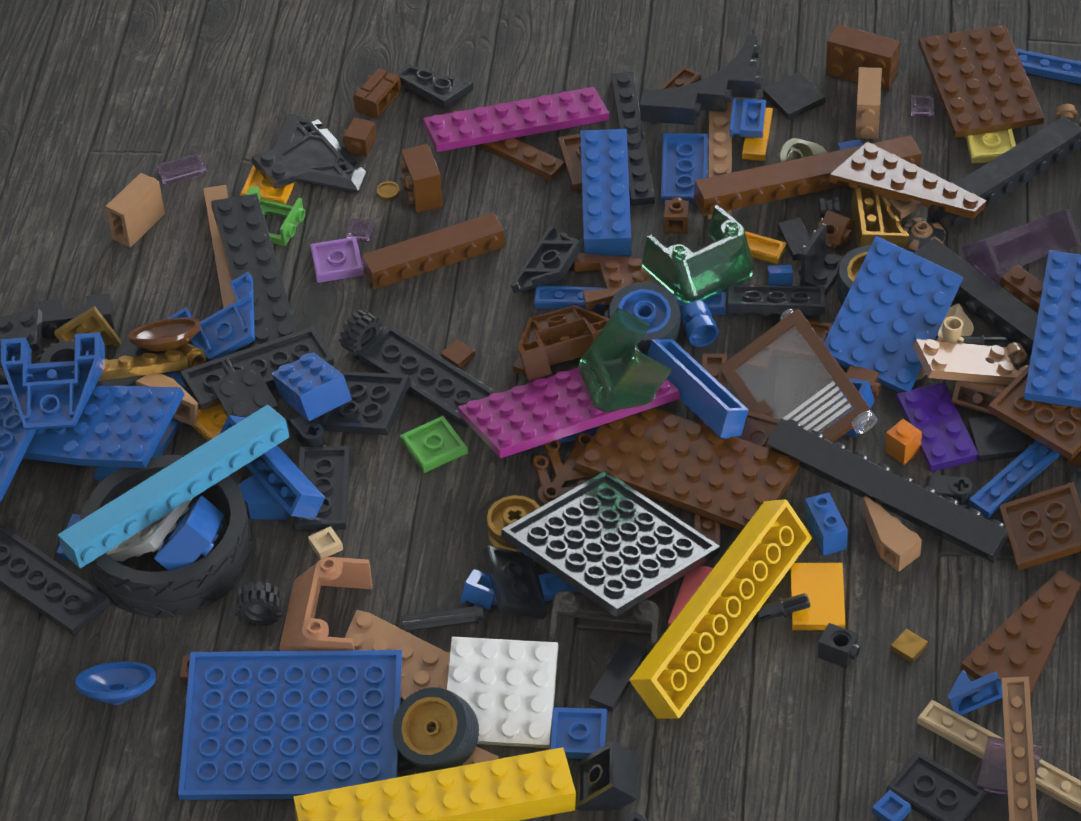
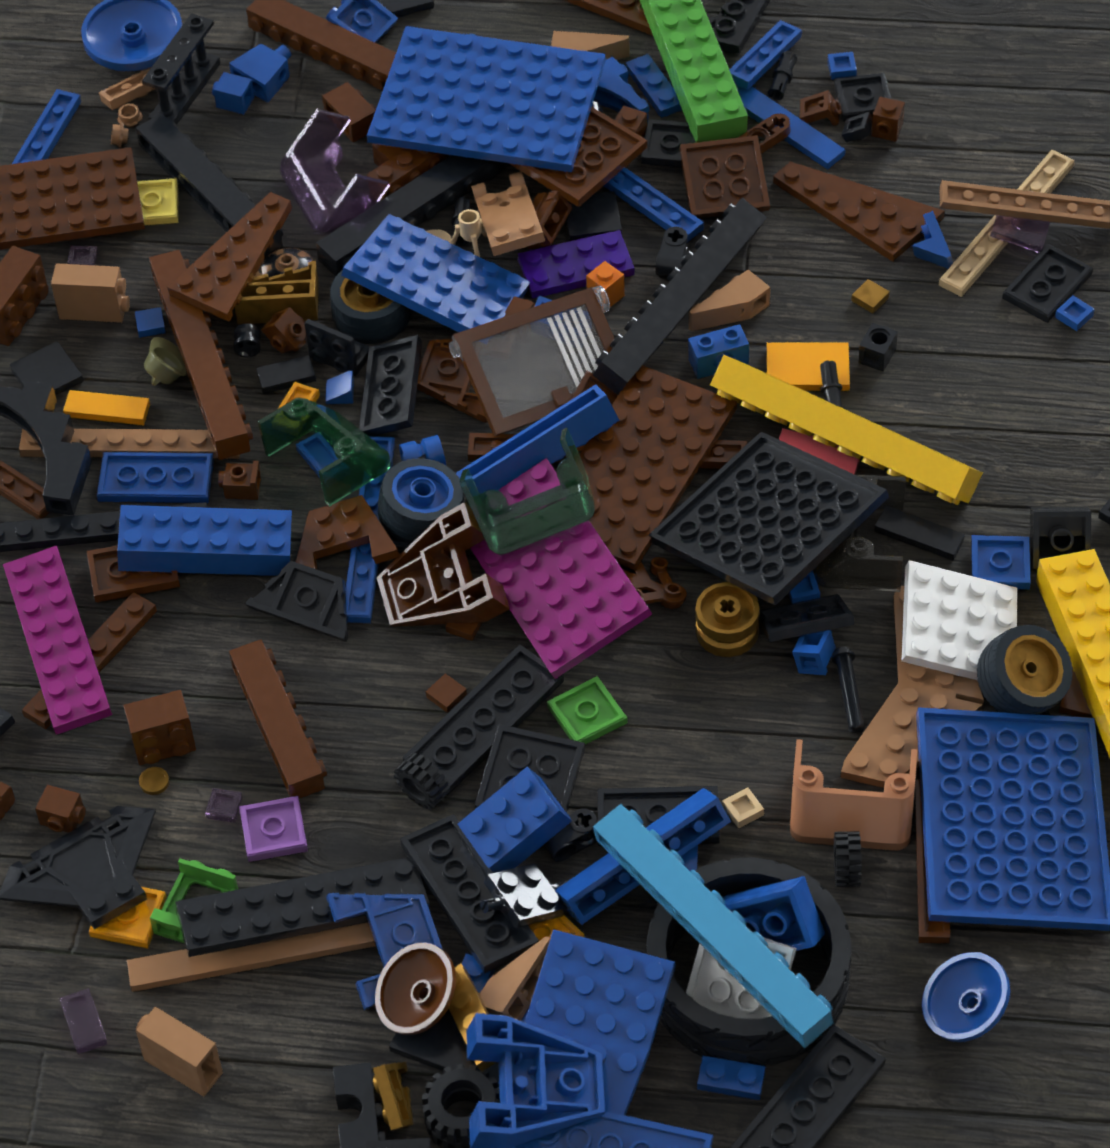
camera: 90 degrees left, 5 degrees up
(748, 118) = (94, 406): blue plate -> none

